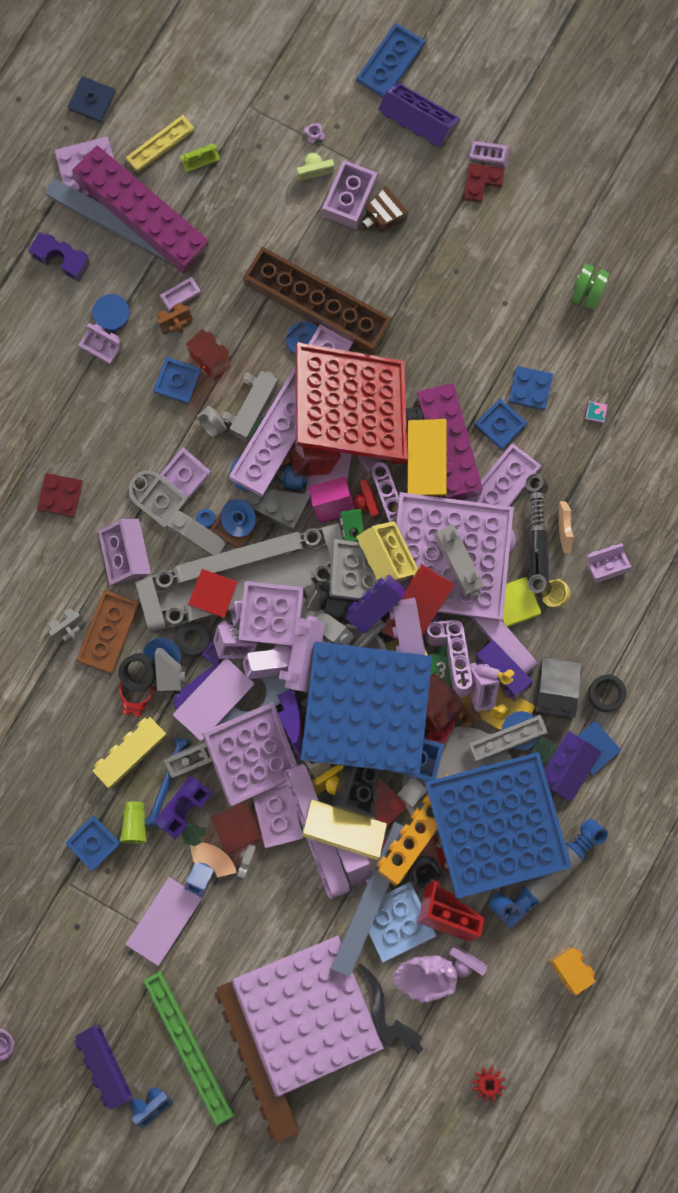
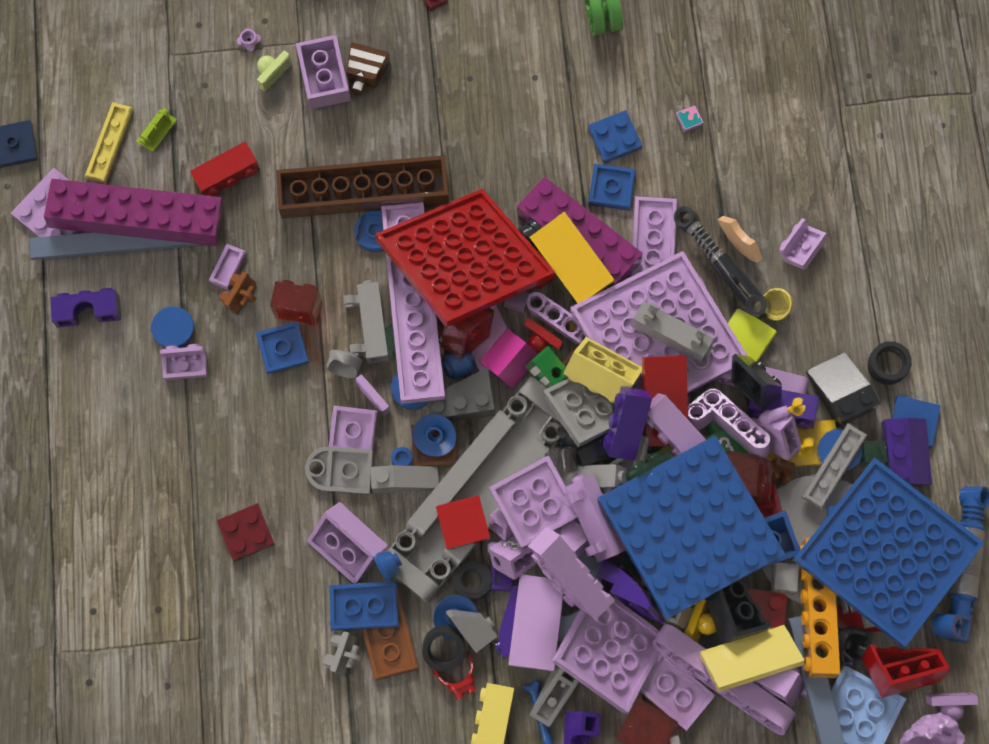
camera: 30 degrees left, 5 degrees down
(104, 604) = (364, 606): none -> blue tile
(139, 586) = (388, 564): none -> blue cone
(216, 459) = (372, 395): none -> lavender tile
(227, 221) = (225, 170): none -> red brick
(255, 680) = (569, 574): none -> lavender wedge
(361, 642) = (641, 468): none -> clear green plate
(493, 637) = (754, 381): none -> black slope

